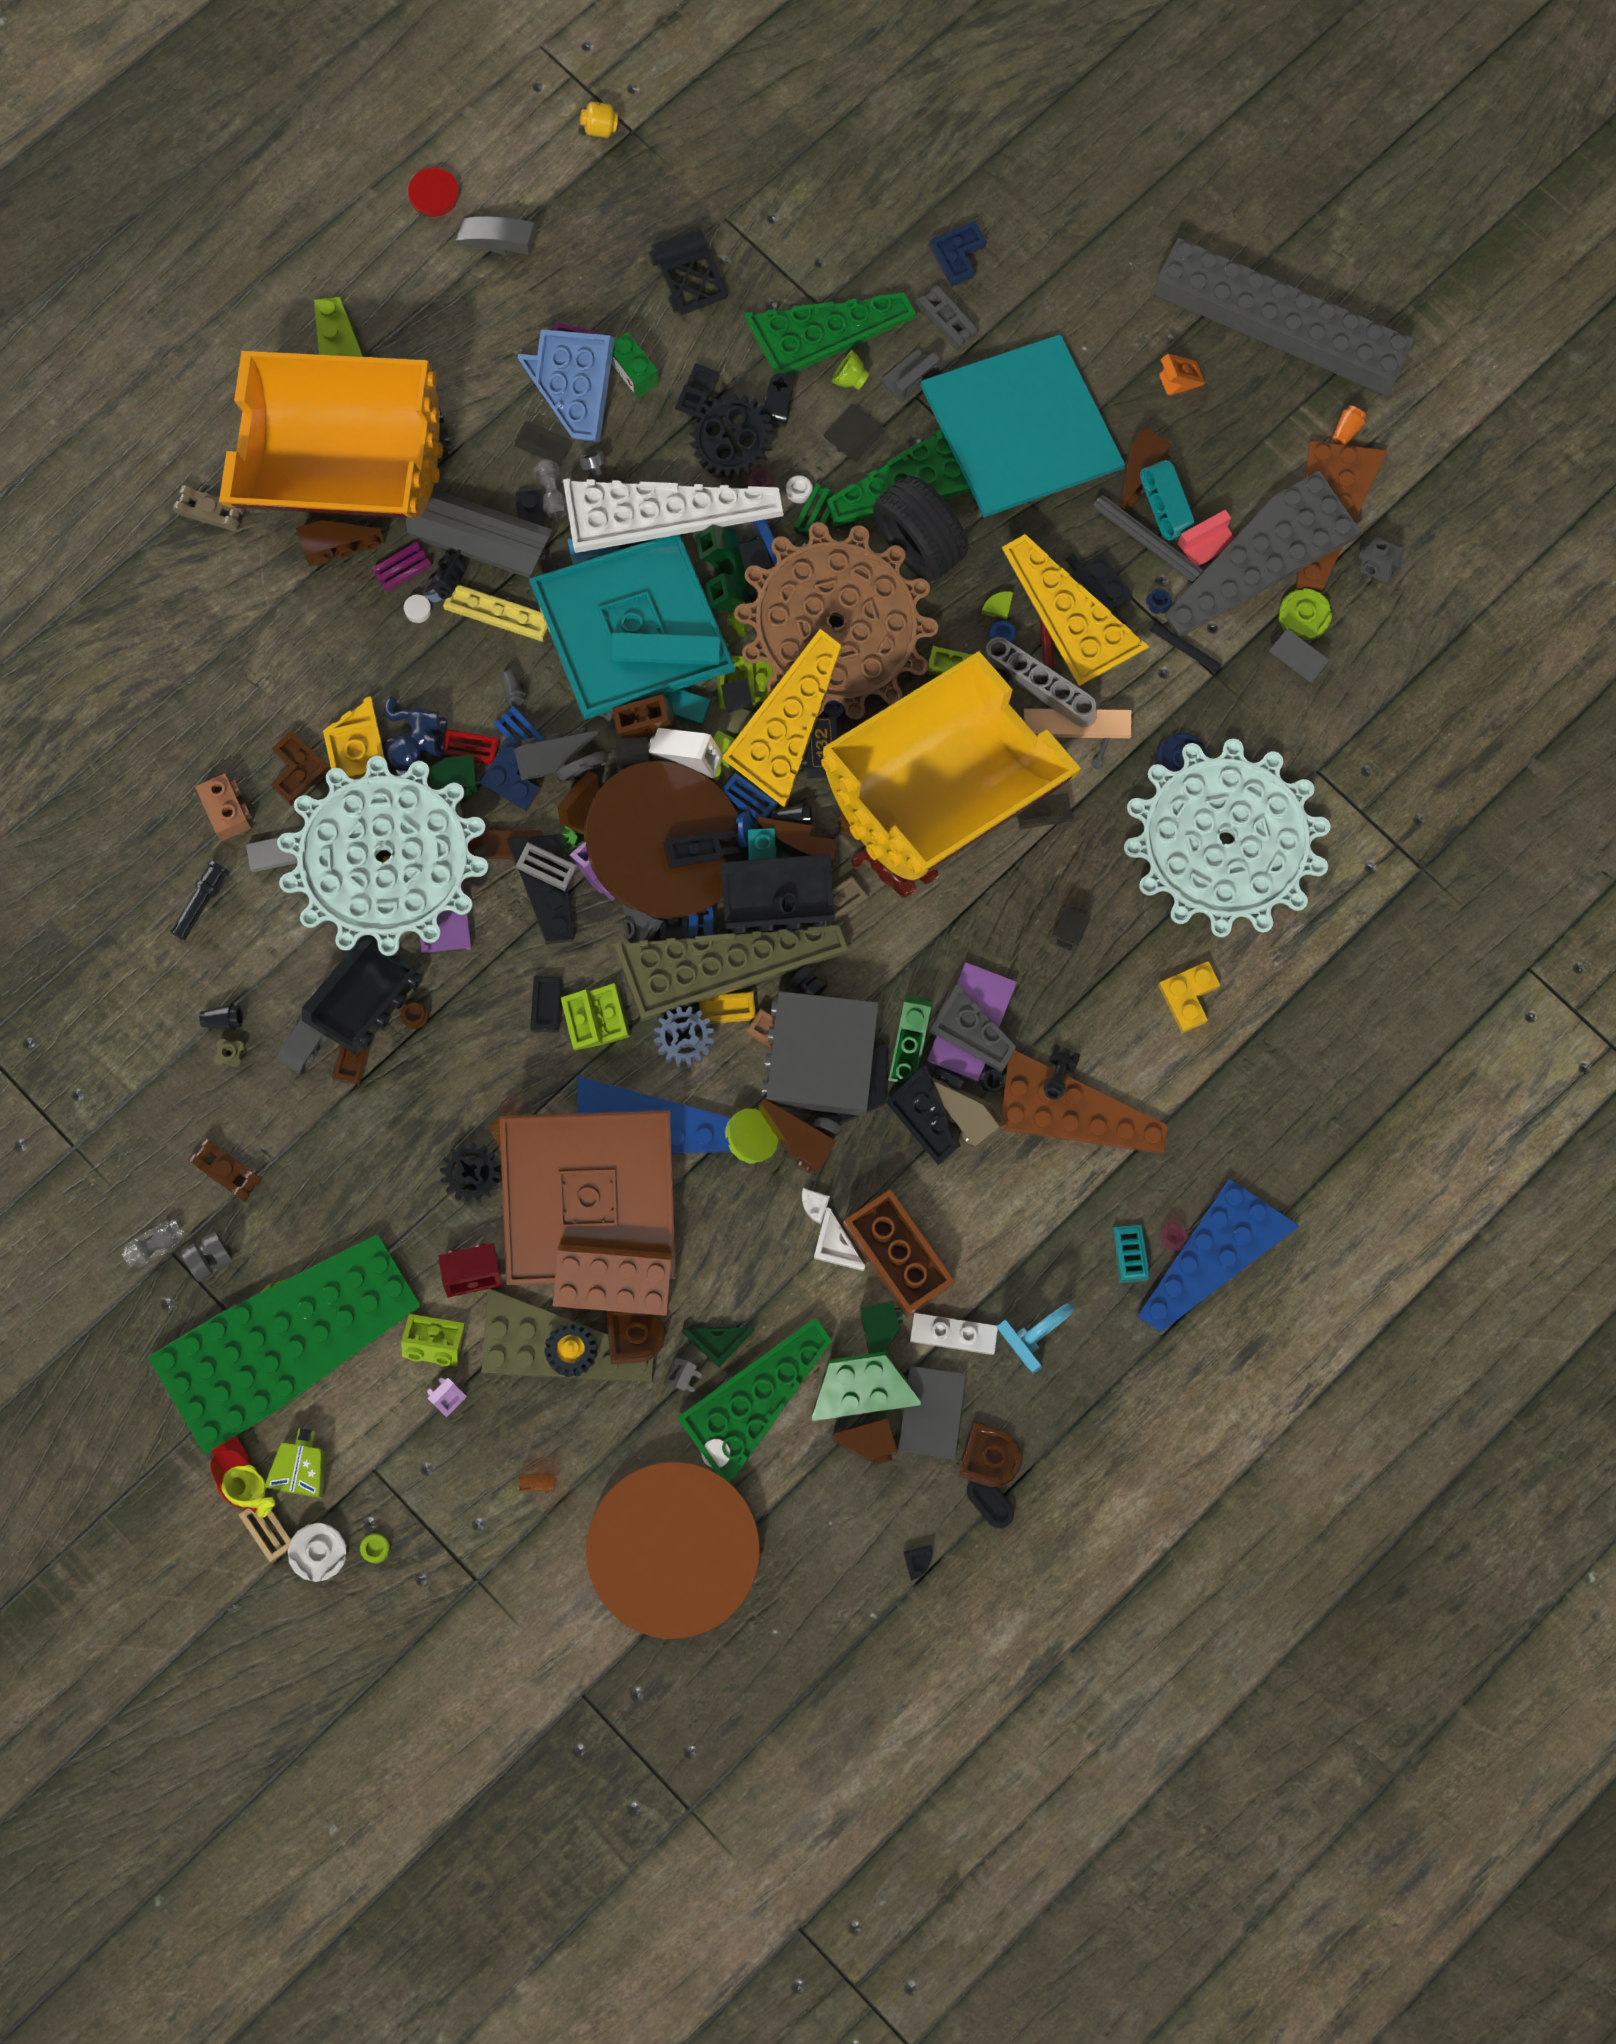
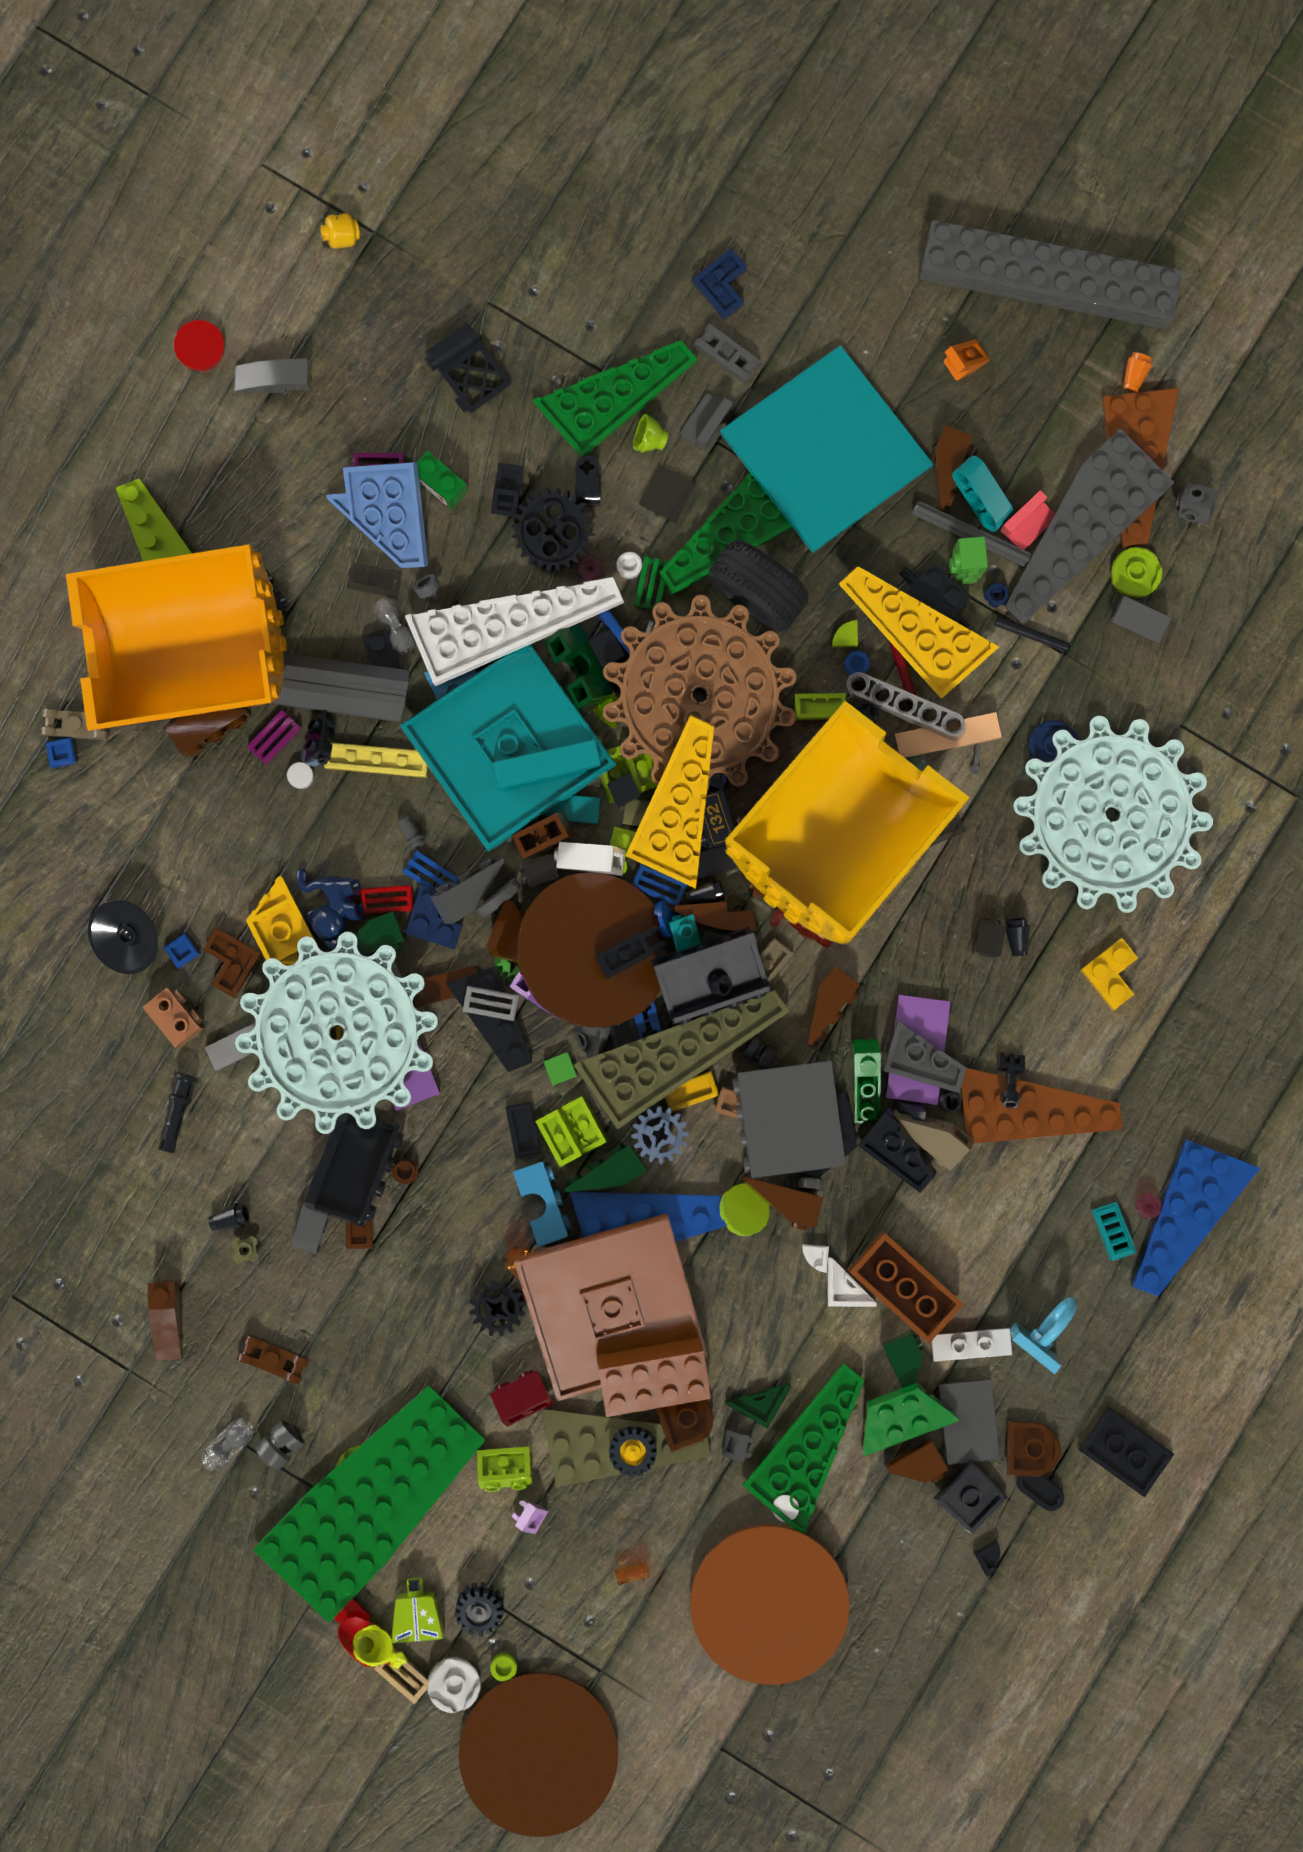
camera: 10 degrees left, 10 degrees up
(127, 1101) = (165, 1318): none -> reddish brown slope
(187, 531) = (61, 752): none -> blue tile
(195, 716) = (123, 937): none -> black hat
(250, 747) = (182, 950): none -> blue tile
(366, 1477) = (479, 1609): none -> black wheel
(386, 1650) = (538, 1754): none -> reddish brown tile
(545, 1054) = (537, 1180): none -> dark azure arch
(600, 953) = (560, 1068): none -> bright green tile
(627, 1066) = (614, 1172): none -> dark green slope
(811, 789) = (715, 862): none -> black tile
(897, 945) = (830, 997): none -> reddish brown slope
(914, 1491) = (970, 1497): none -> black tile
(1091, 1486) = (1126, 1451): none -> black tile
(1101, 933) = (1018, 935): none -> black cone
(1138, 557) = (969, 560): none -> bright green brick

